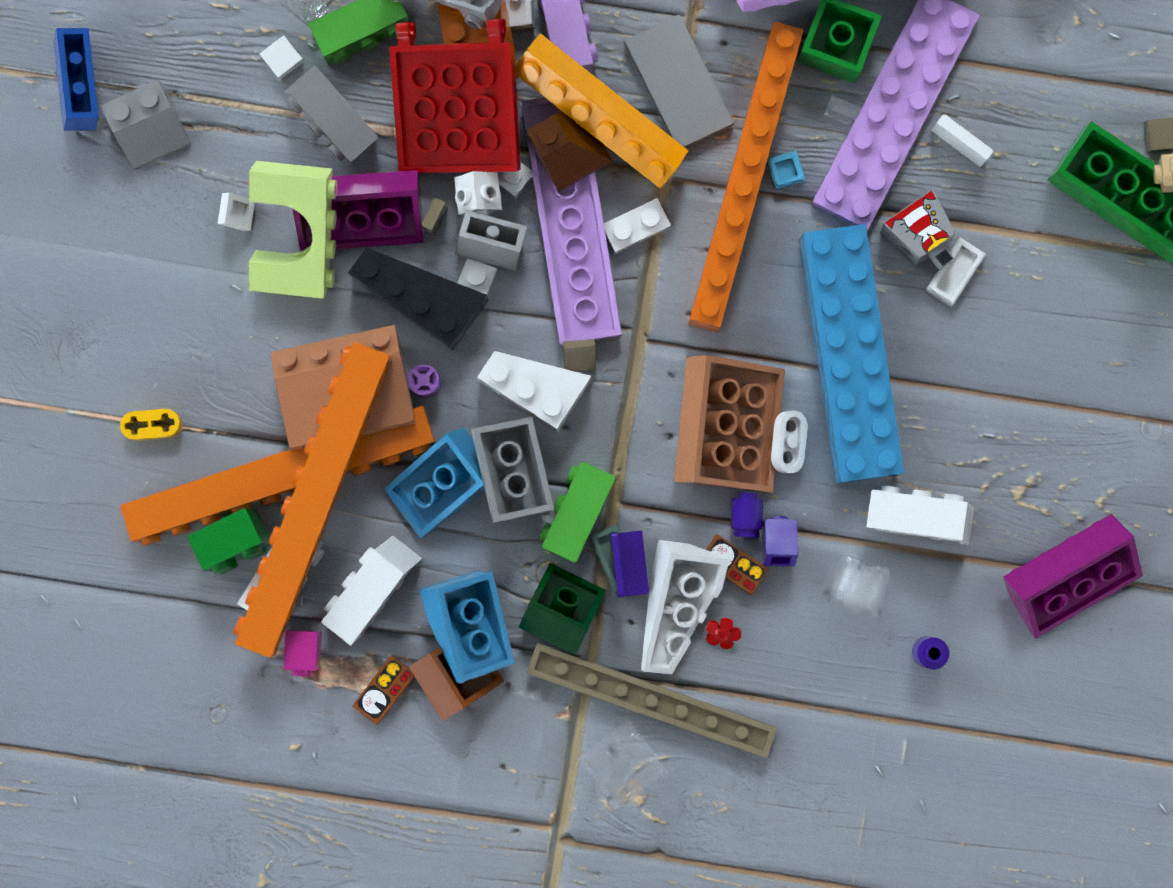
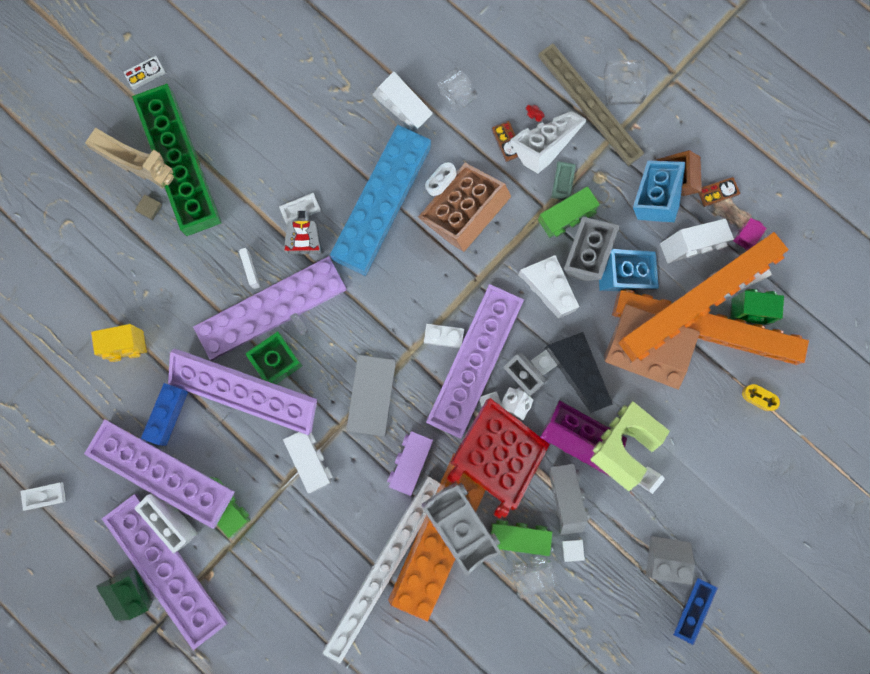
camera: 145 degrees left, 5 degrees down
(420, 376) = (607, 324): medium lavender wheel -> none
(434, 216) = (547, 407): dark tan tile -> none
(562, 608) = (606, 172): dark green slope -> none
(566, 150) = (453, 395): reddish brown slope -> none
(580, 355) = (517, 288): dark tan tile -> none
(600, 111) = (425, 402): light orange brick -> none
(629, 563) = (560, 170): dark purple panel -> none
(745, 177) = (371, 322): orange brick -> none
(747, 515) = (486, 158): dark purple brick -> none
(780, 541) = (478, 135): brick -> none
(785, 170) = (348, 314): medium azure tile -> none
(921, 648) = (442, 39): dark purple brick -> none
(1074, 575) = (348, 33): magenta slope -> none

